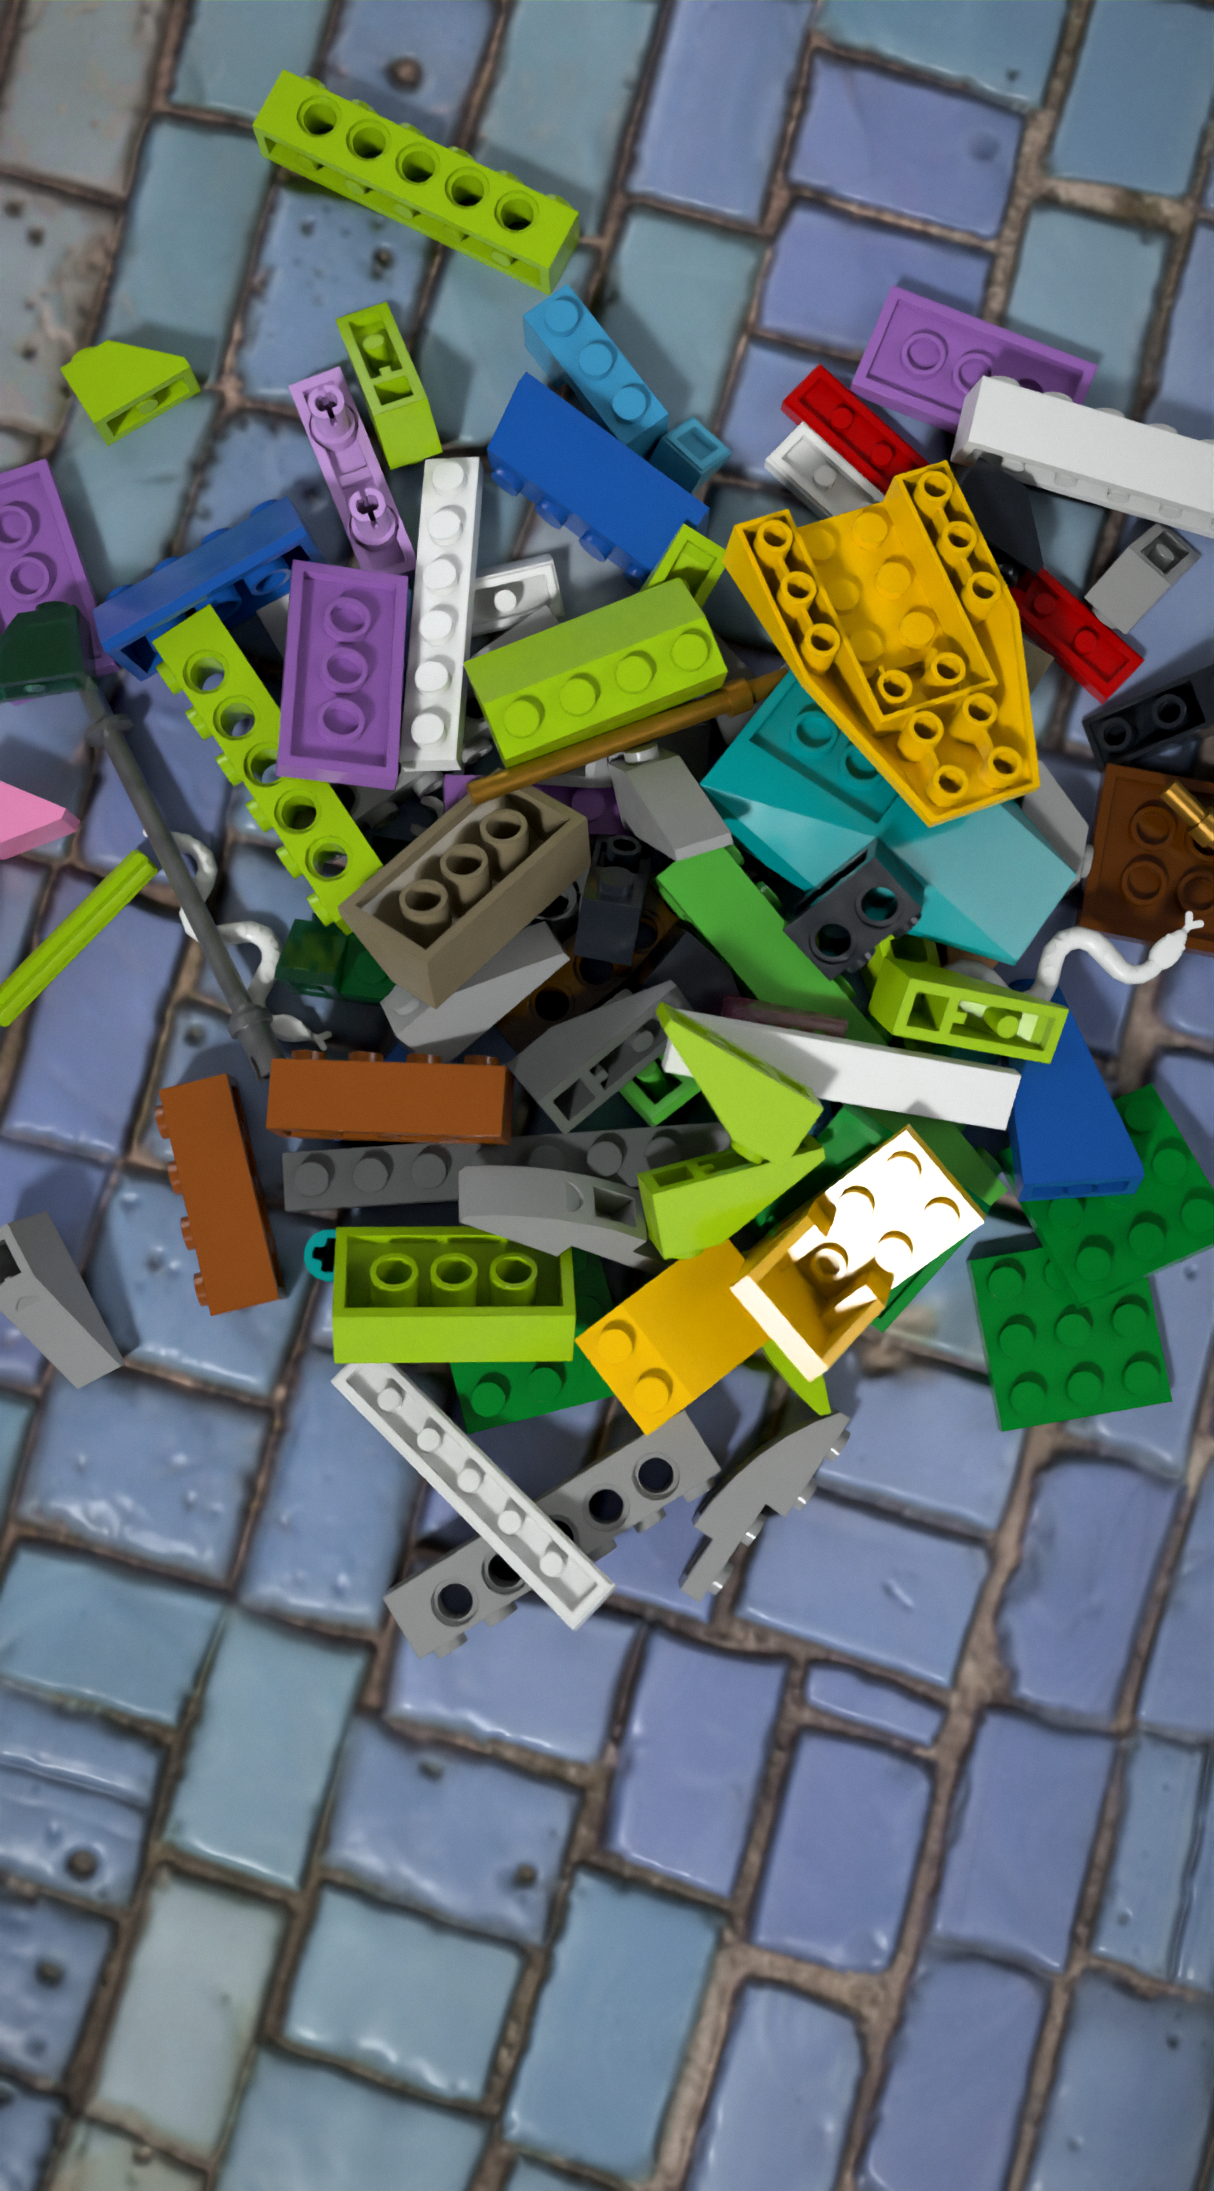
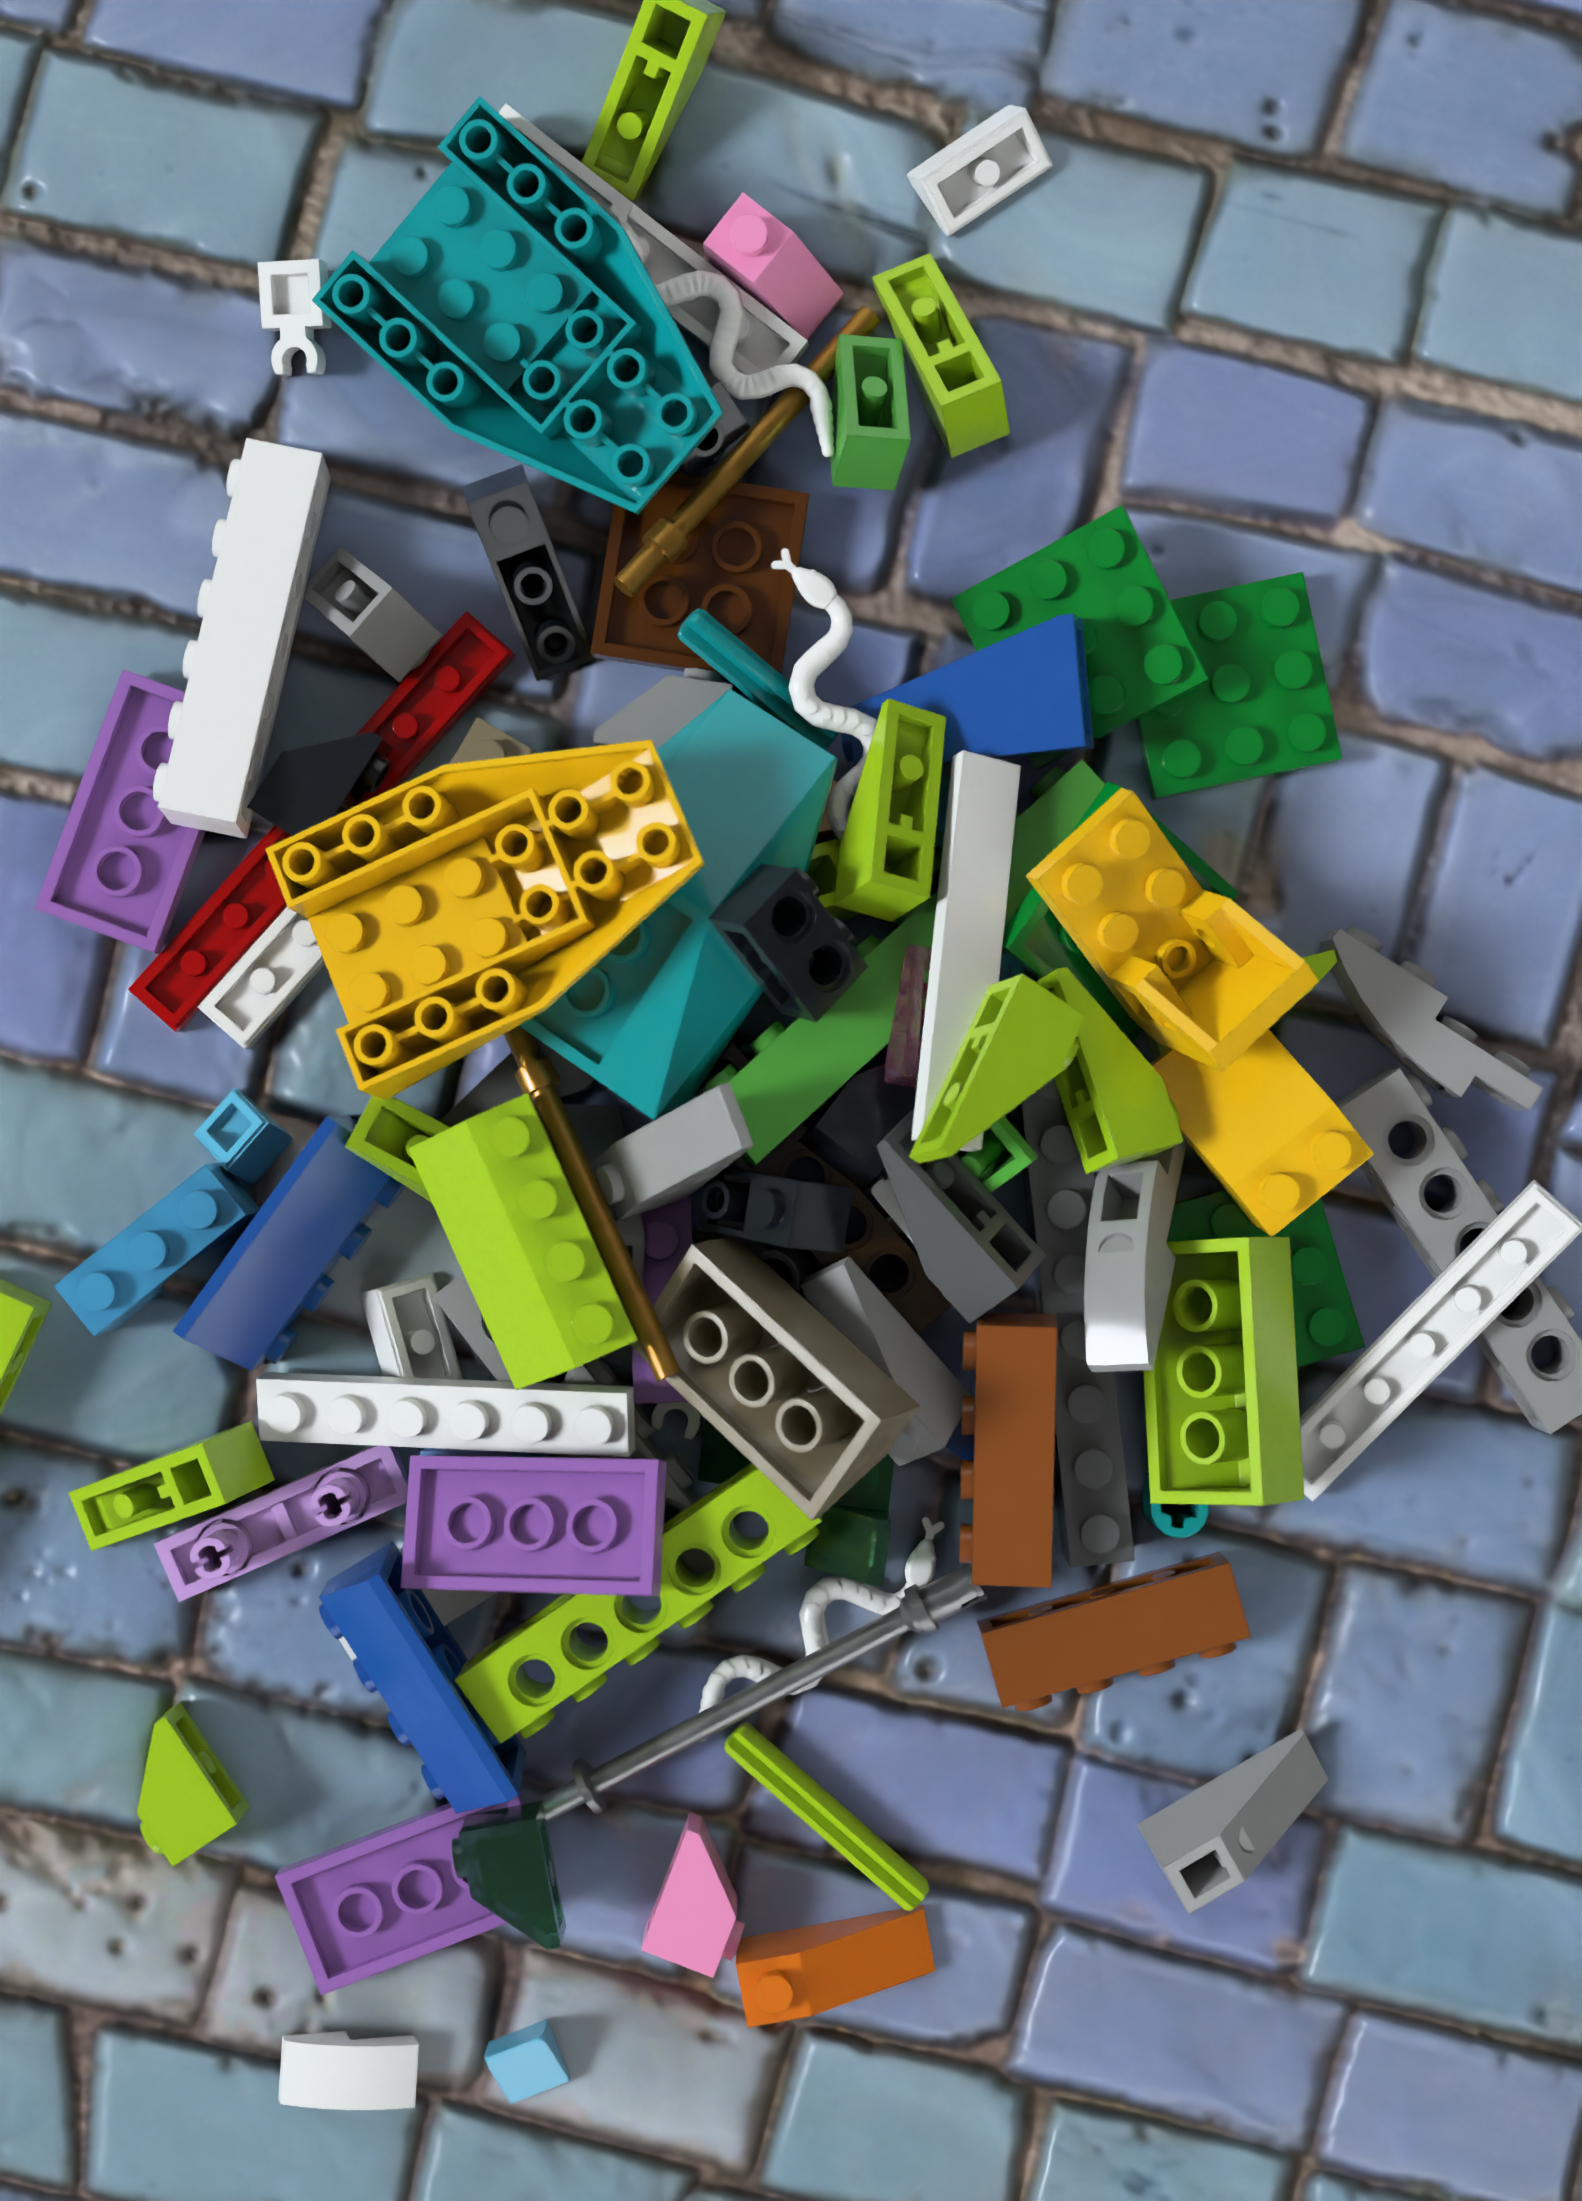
camera: 90 degrees left, 5 degrees up
(1088, 896) = (747, 673): none -> teal axle

